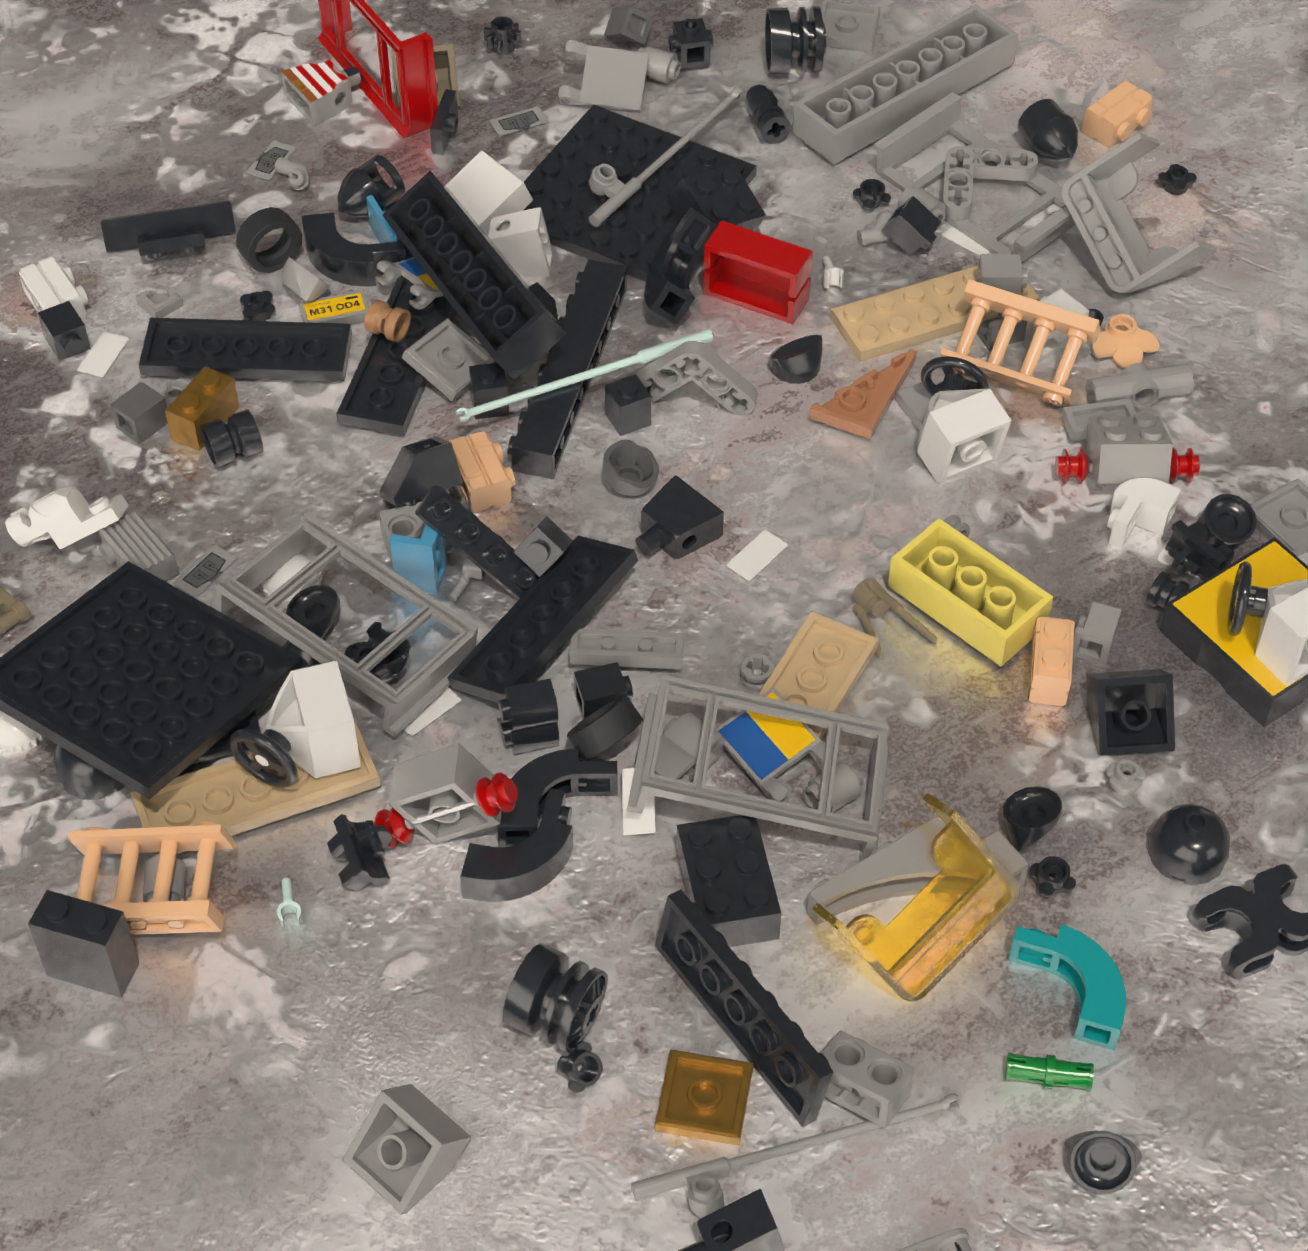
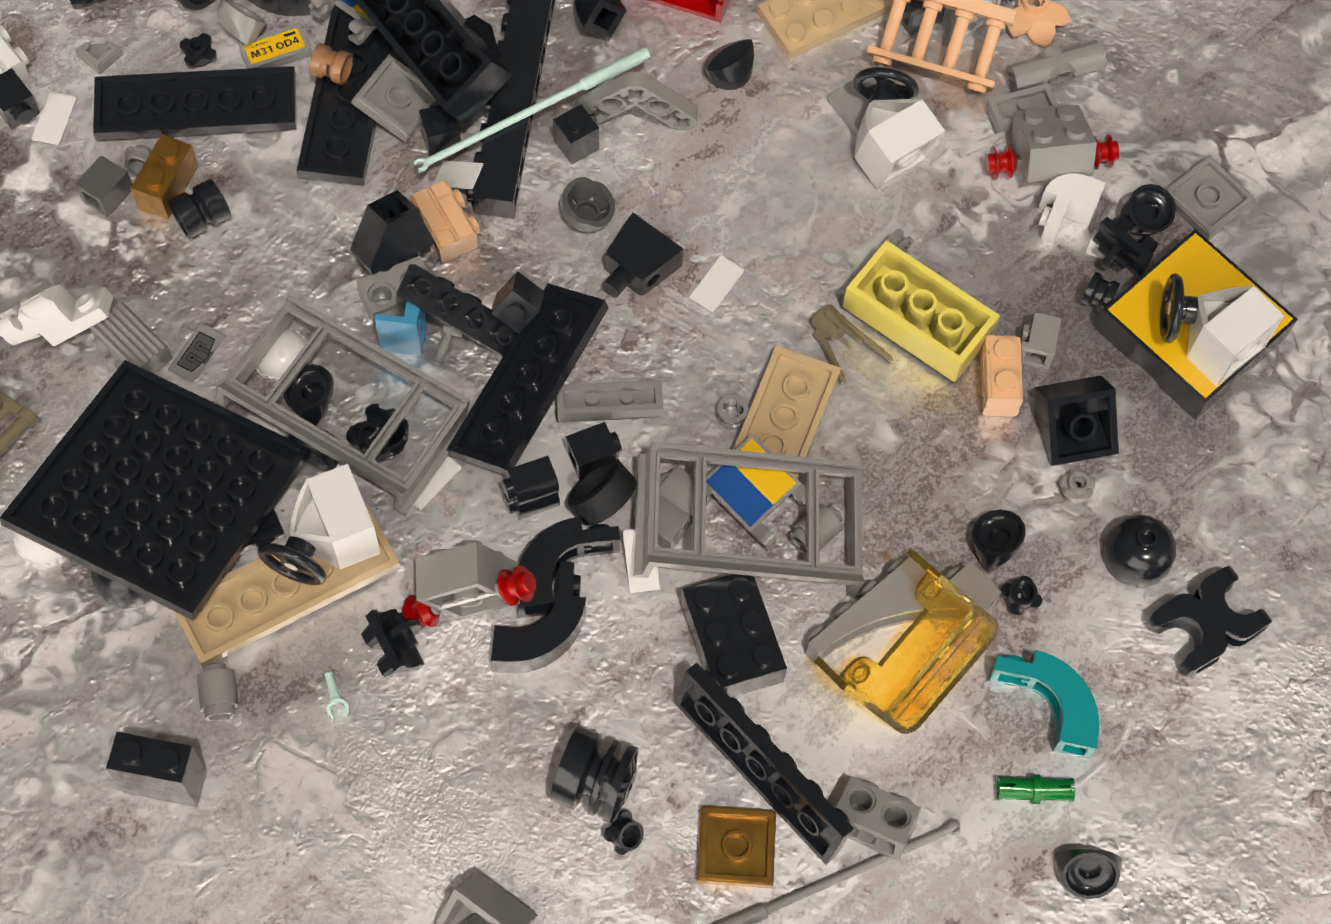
camera: 10 degrees left, 15 degrees up
(159, 913) = (219, 727): light nougat fence -> none
(503, 430) = (459, 174): none -> white sticker
(866, 400) = (798, 110): nougat wing -> none

